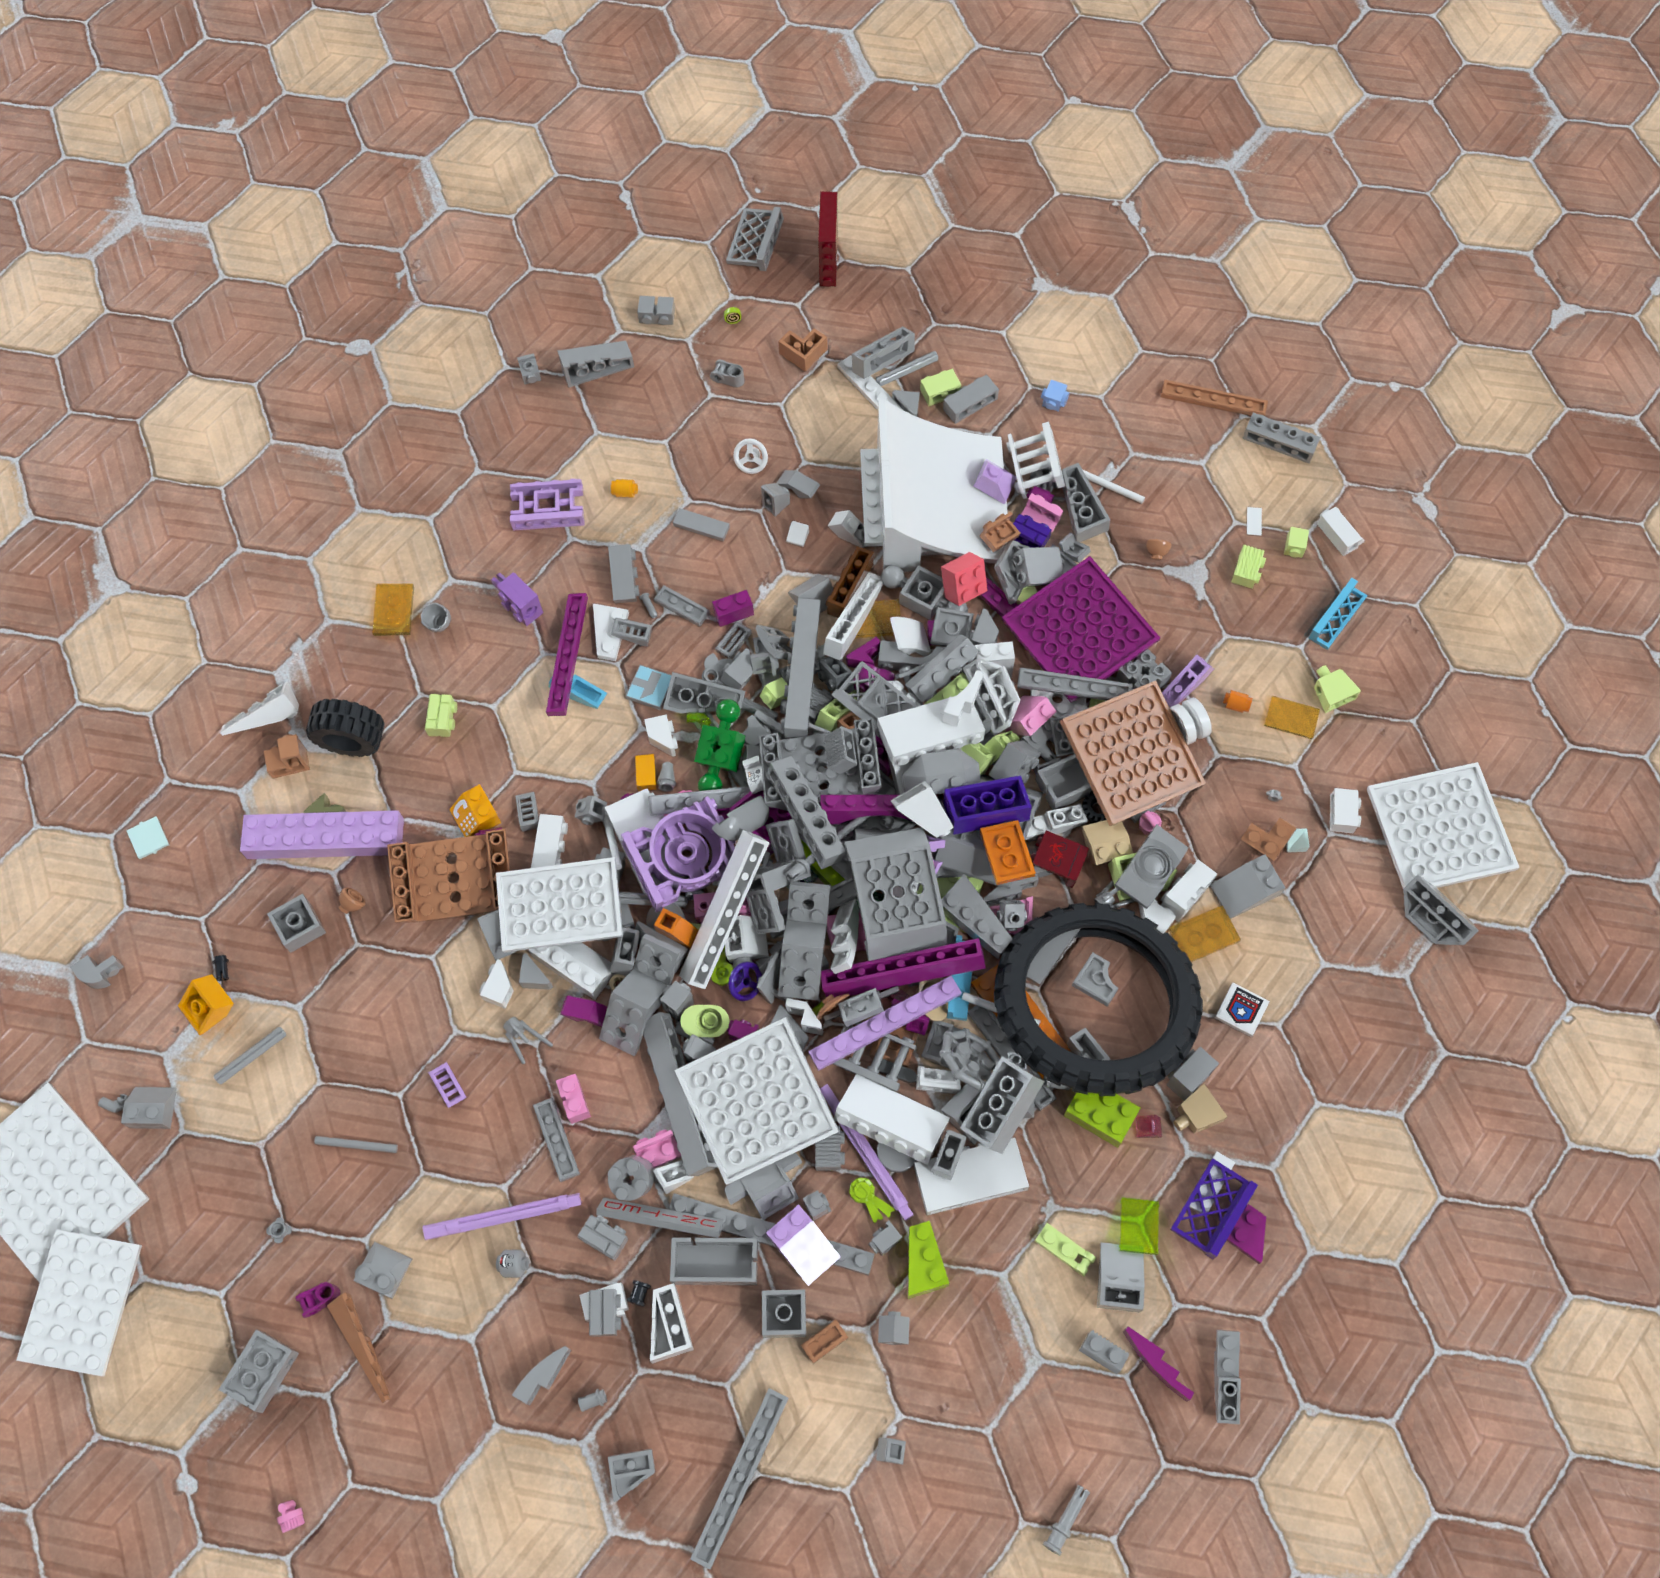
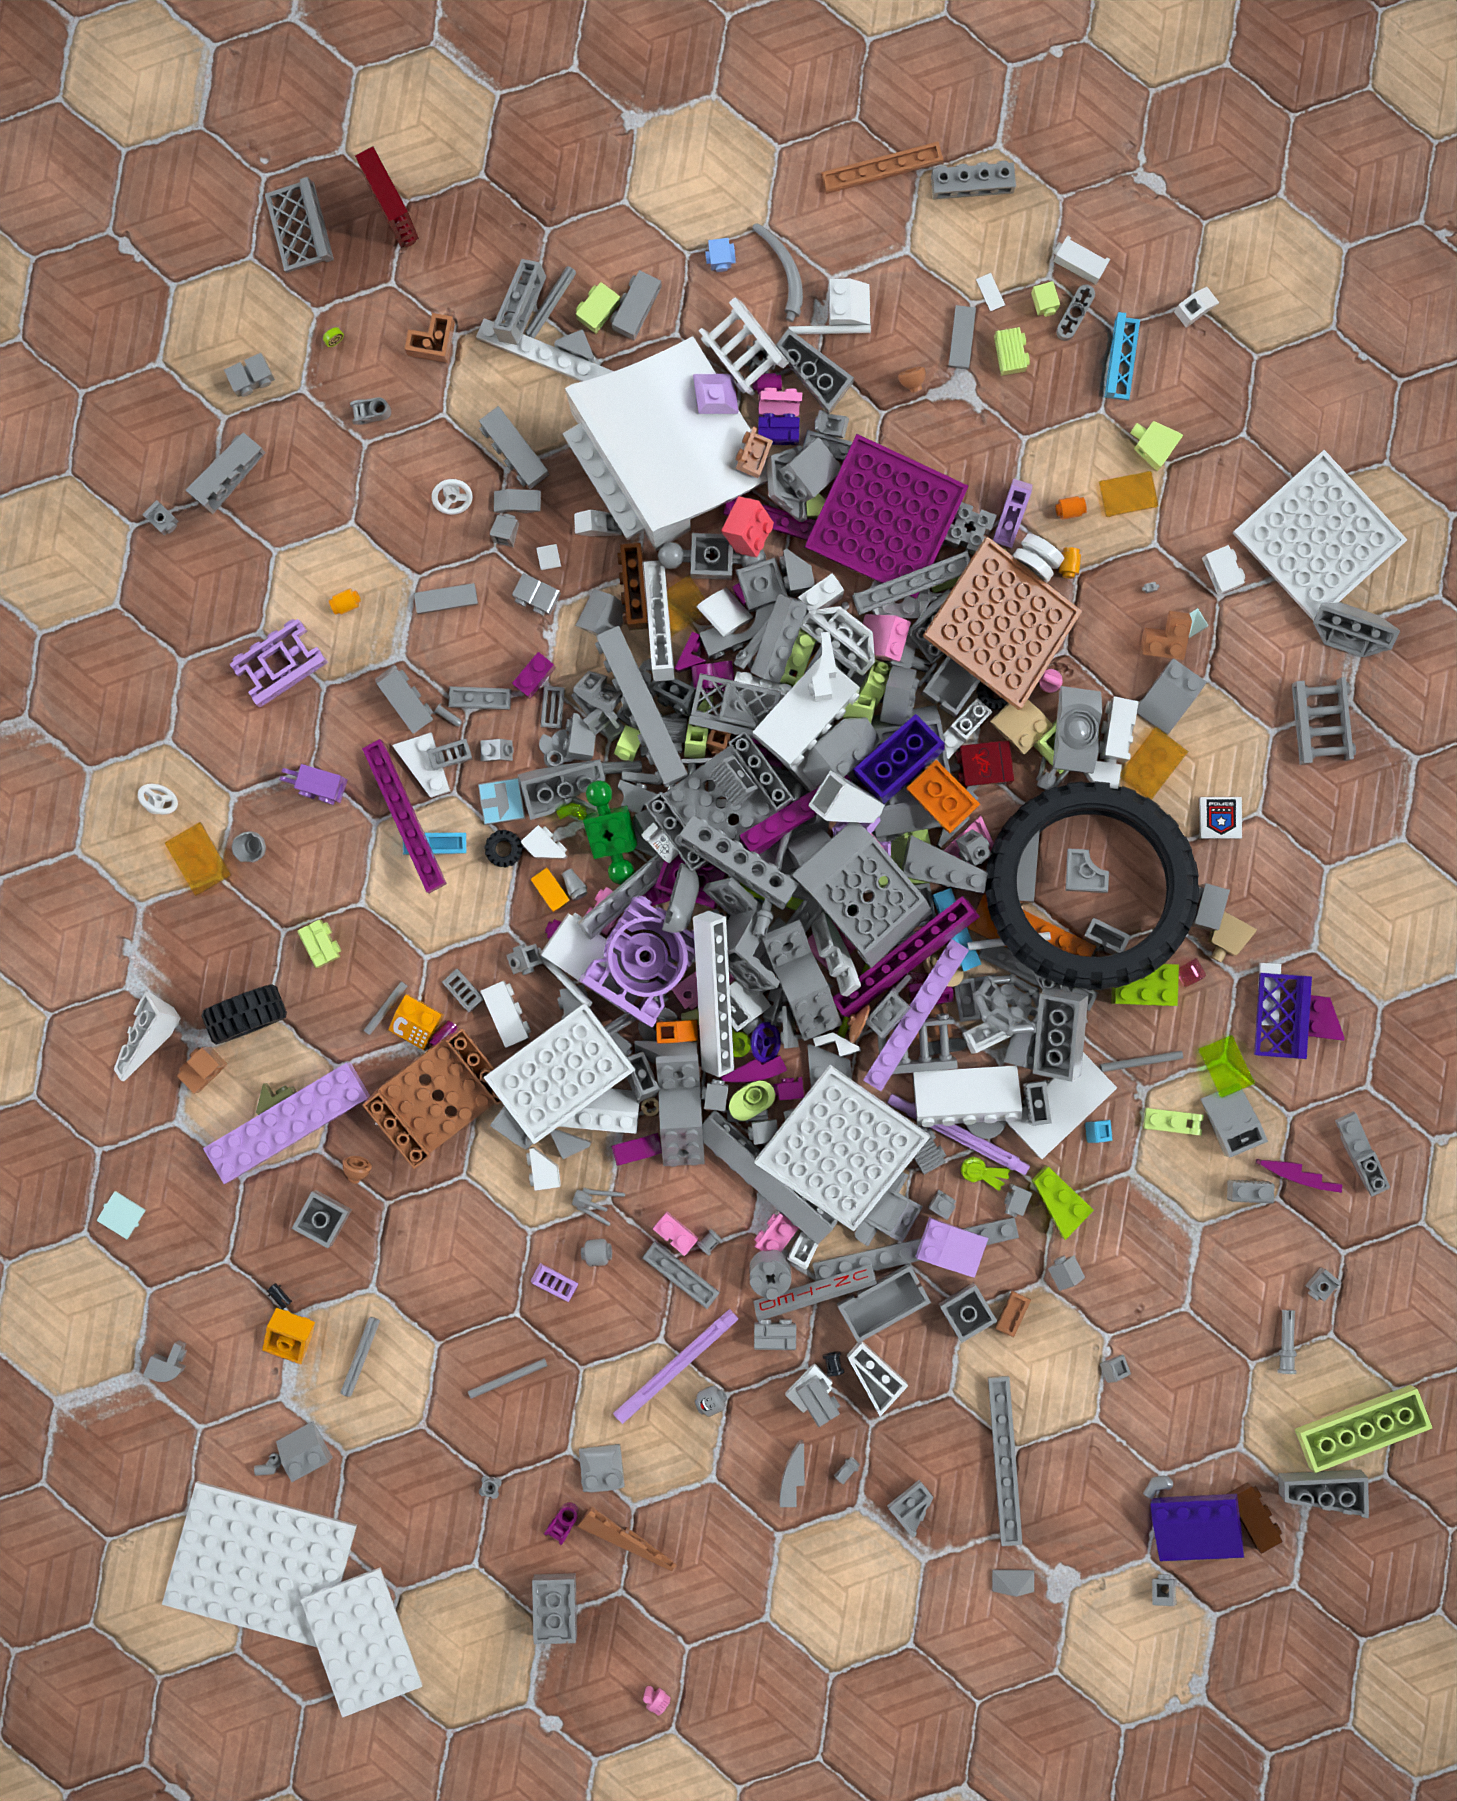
camera: 30 degrees left, 20 degrees up
(390, 552) = (156, 801): none -> white piece
(457, 792) = (385, 1008): none -> light grey bar
(497, 1077) = (596, 1252): none -> light grey head
(597, 1123) = (709, 1242): none -> light grey bush
(626, 711) = (494, 839): none -> black tyre
(670, 647) = (496, 750): none -> light grey bracket
(722, 997) = (755, 1071): none -> magenta slope
(771, 553) = (535, 594): none -> light grey brick
(818, 446) = (513, 447): none -> light grey brick
(992, 1220) = (1098, 1131): none -> medium azure slope
(1064, 1180) = (1141, 1061): none -> light grey bar
(1100, 444) = (795, 290): none -> light grey animal
(1136, 472) = (849, 302): none -> white slope
(1138, 1482) = (1320, 1277): none -> light grey brick
(1213, 540) = (962, 337): none -> light grey tile
(1215, 741) = (1071, 562): none -> light orange brick
(1320, 559) = (1063, 323): none -> light grey beam
(1354, 977) = (1306, 732): none -> light grey fence
(1418, 605) = (1196, 306): none -> white slope

